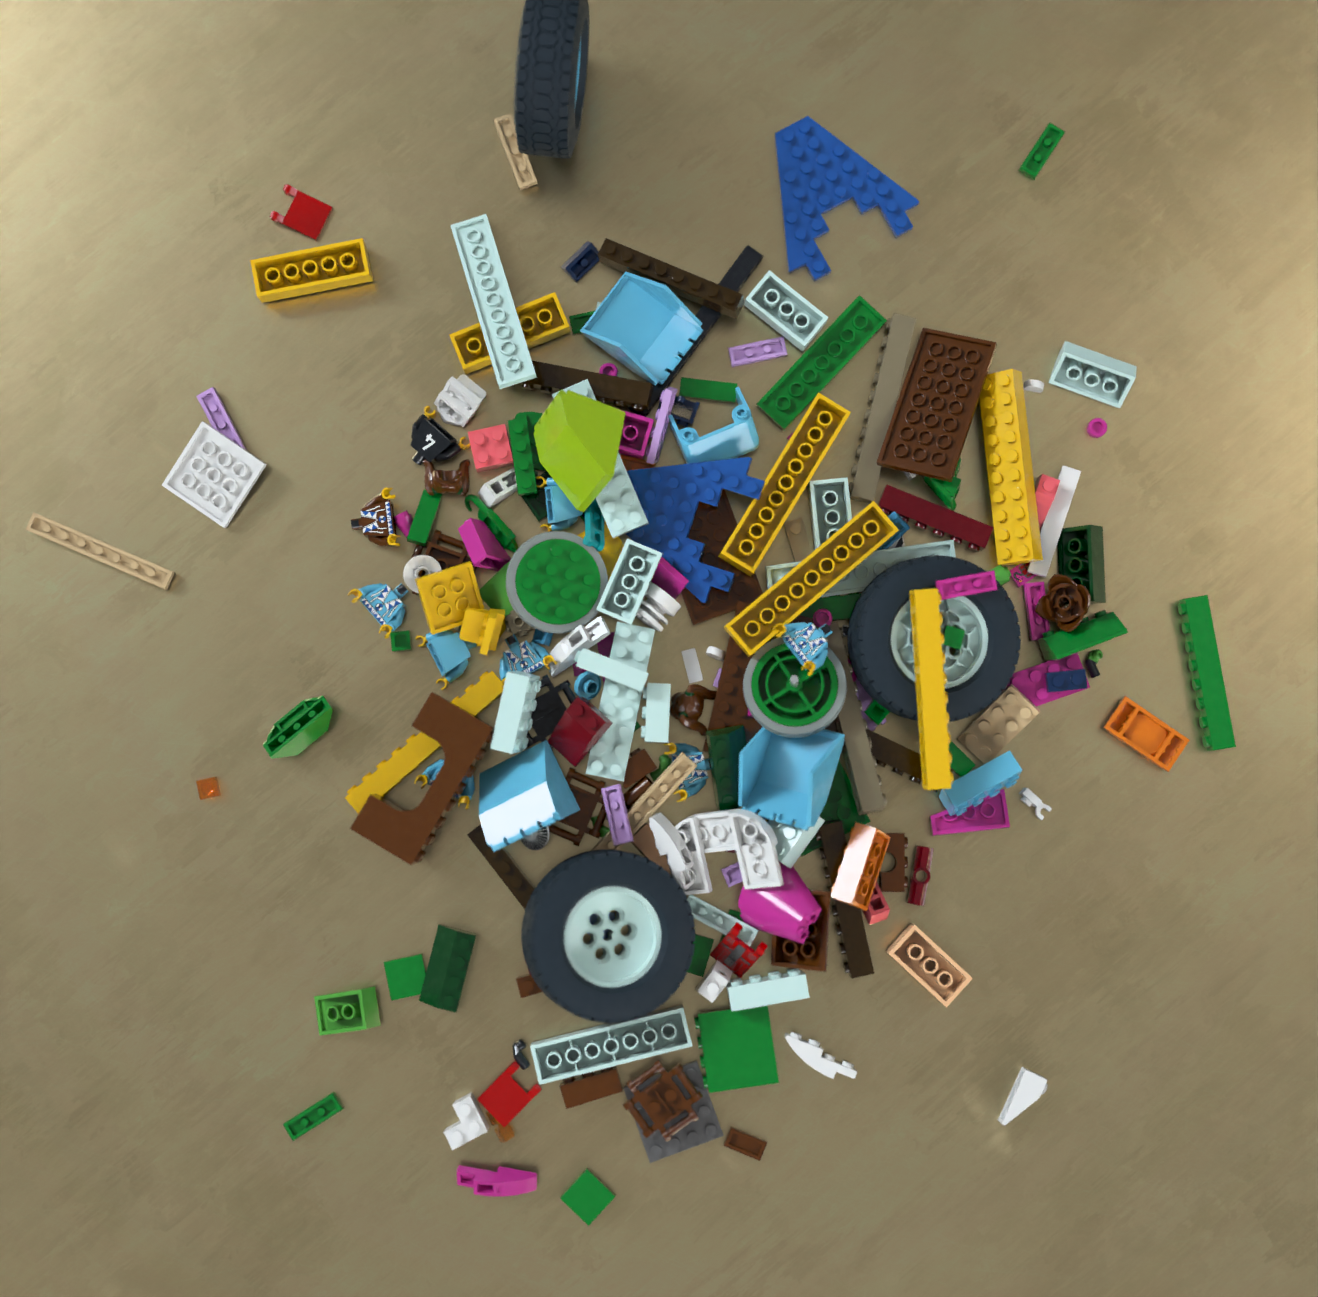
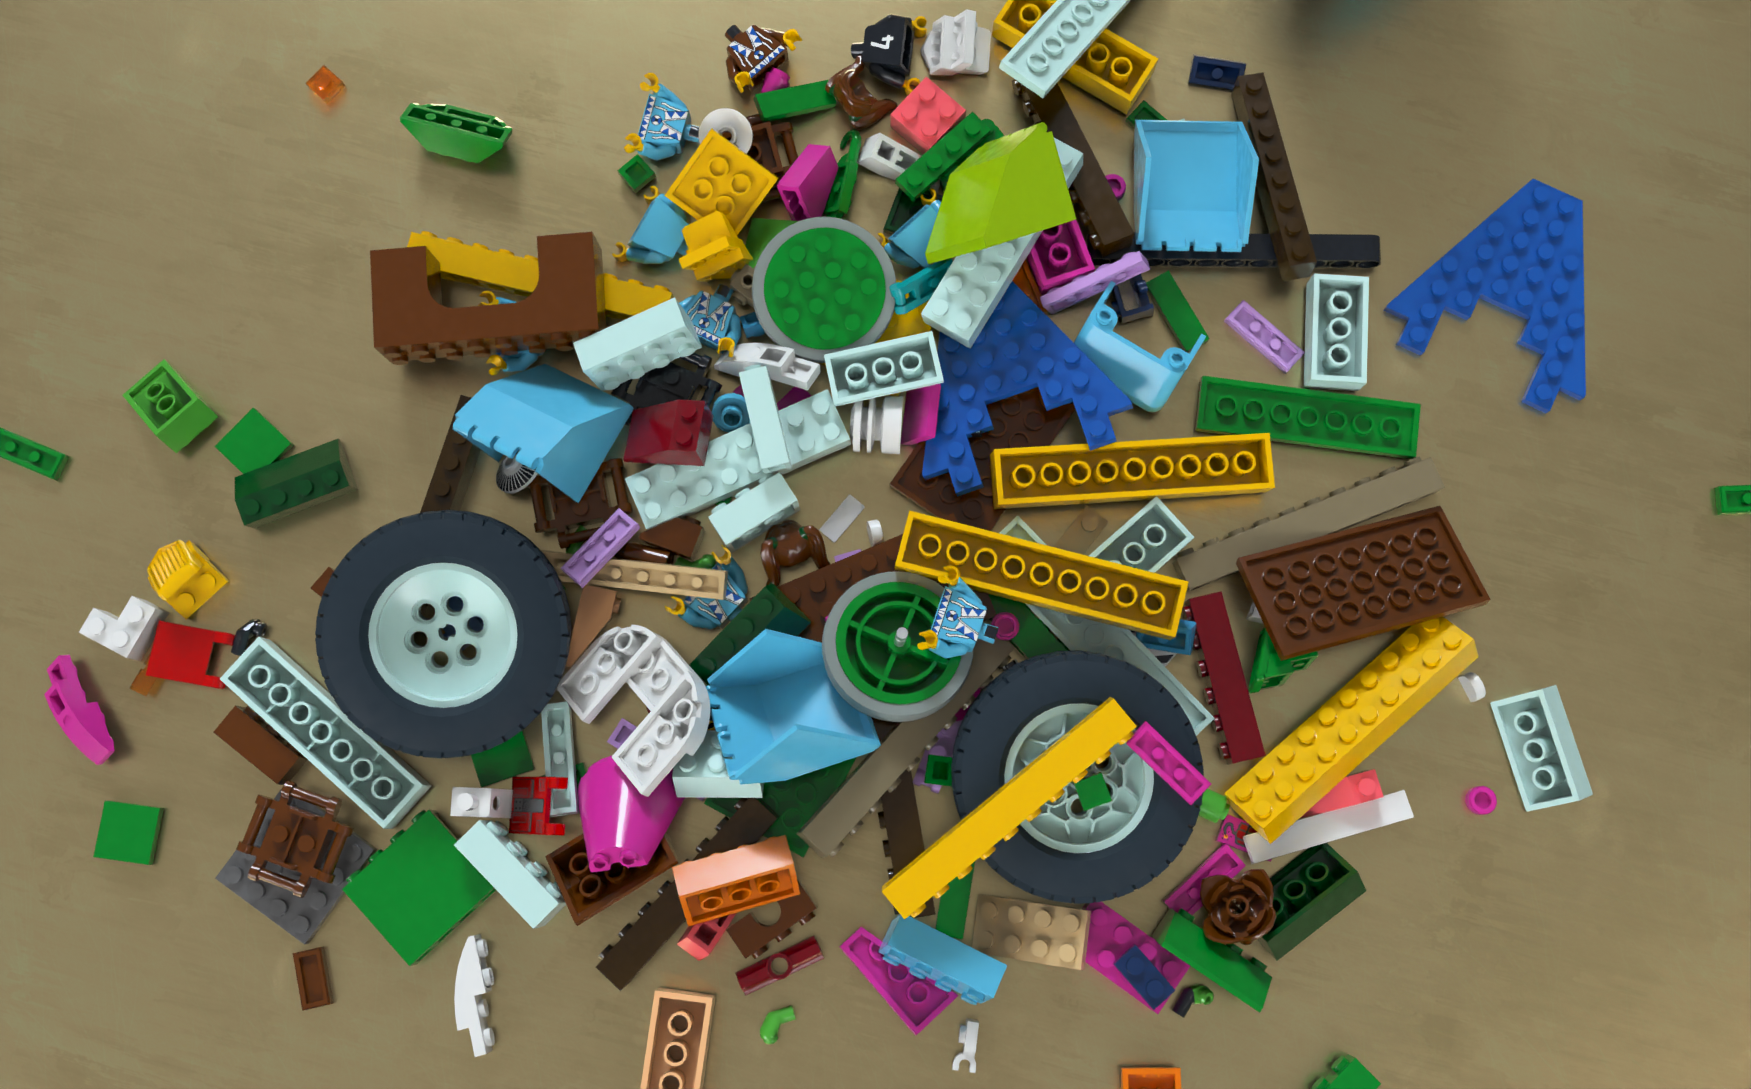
camera: 60 degrees right, 5 degrees down
(458, 1068) = (184, 577): none -> yellow piece
(670, 842) = (608, 636): white slope -> none
(947, 900) = (773, 1021): none -> bright green arm

